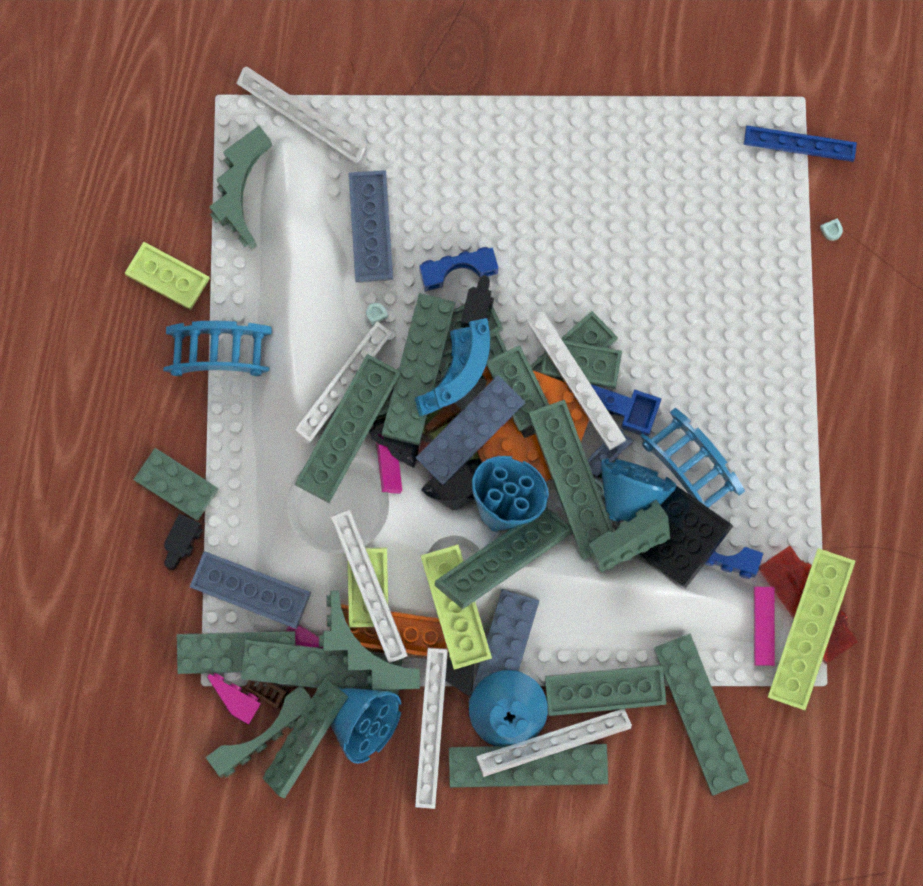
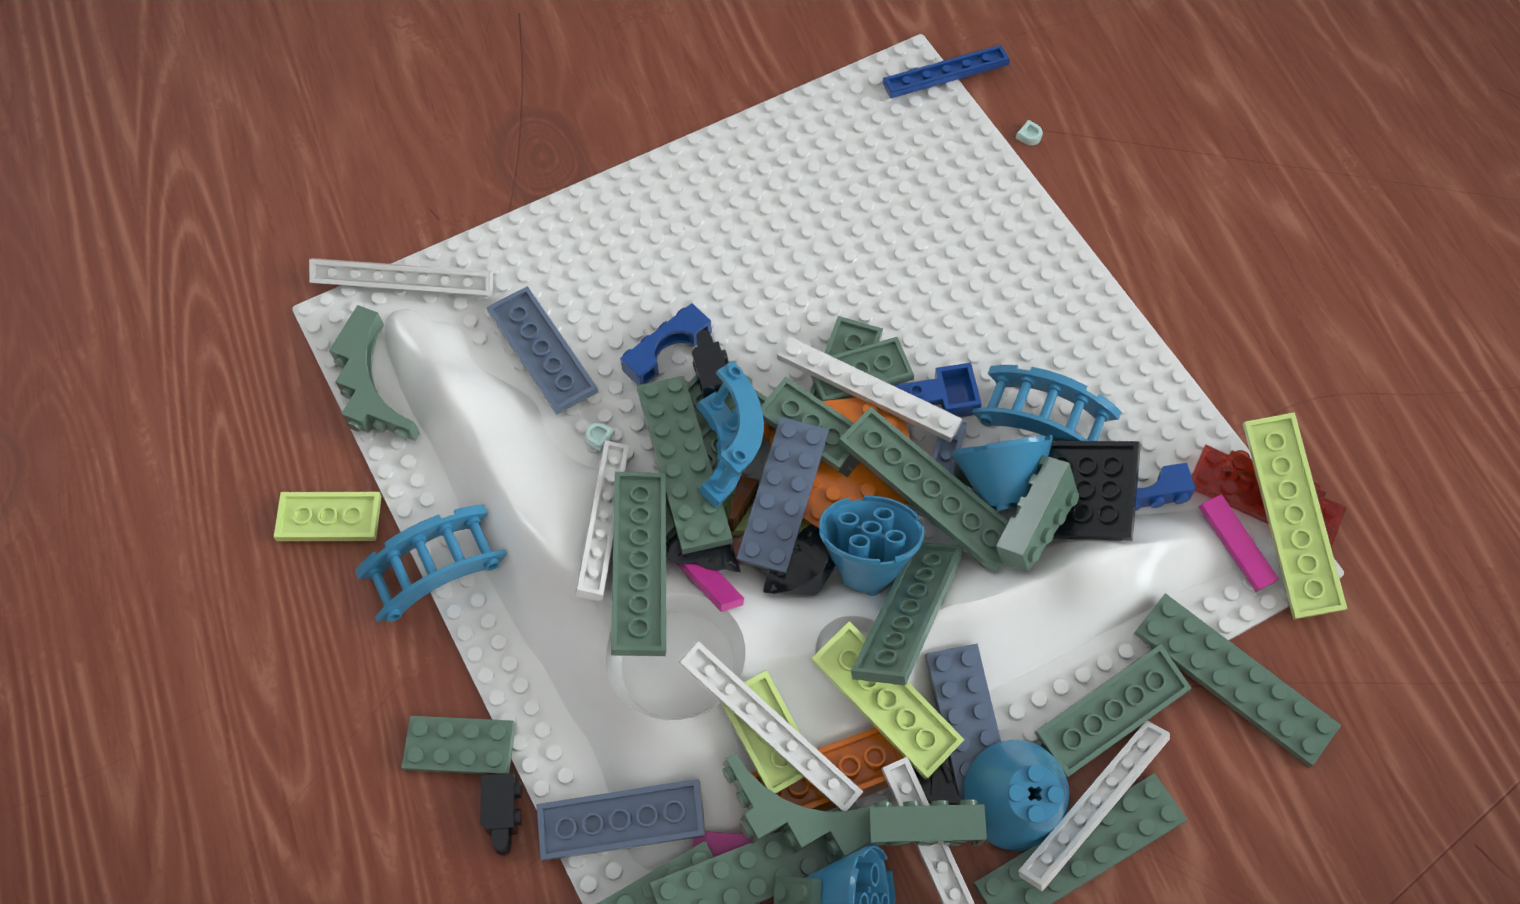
camera: 25 degrees left, 15 degrees down
(432, 699) = (927, 824): none -> sand green wedge

